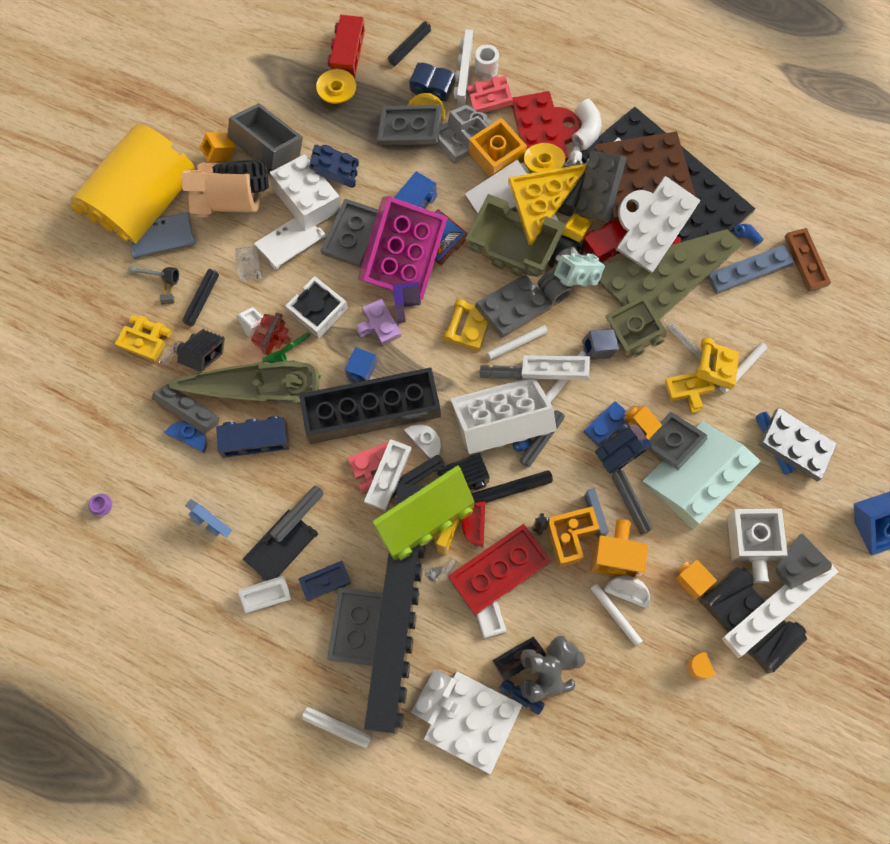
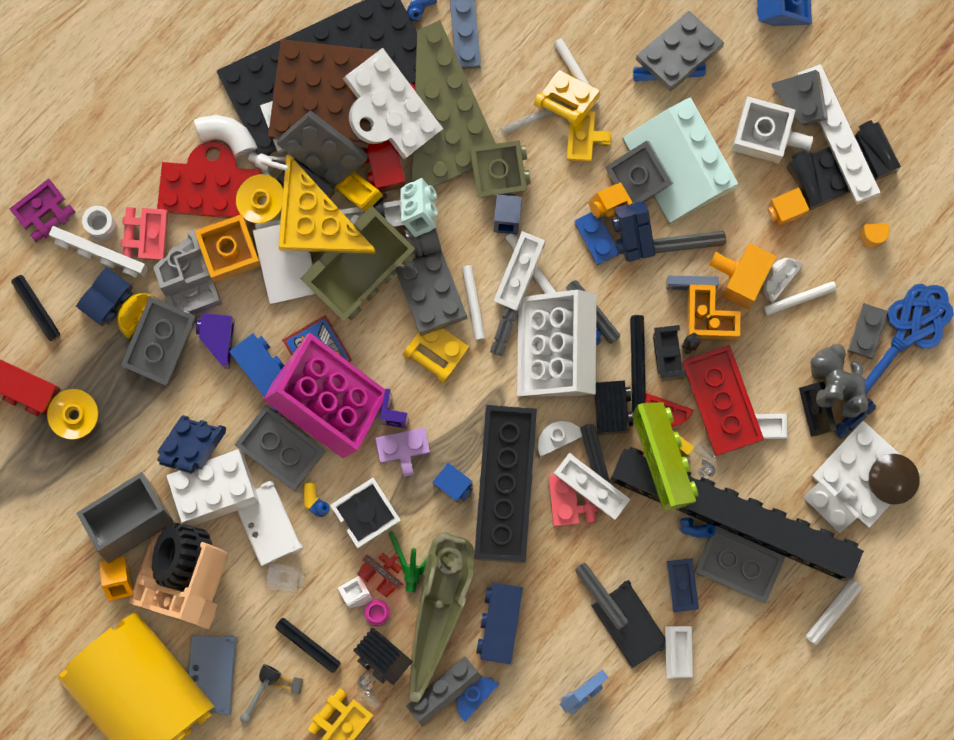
camera: 75 degrees left, 10 degrees up
(239, 340) = (377, 612): none -> dark pink plate
(316, 268) = (313, 503): none -> arm
(376, 580) = (700, 531): none -> blue arm
(426, 161) = (217, 335): none -> dark purple slope
(474, 748) = (893, 479): none -> dark brown dish
(486, 21) = (37, 205): none -> magenta plate
(525, 508) = (668, 353): none -> black window
(607, 686) = (867, 331): none -> dark grey plate
(656, 733) = (935, 308): none -> blue piece

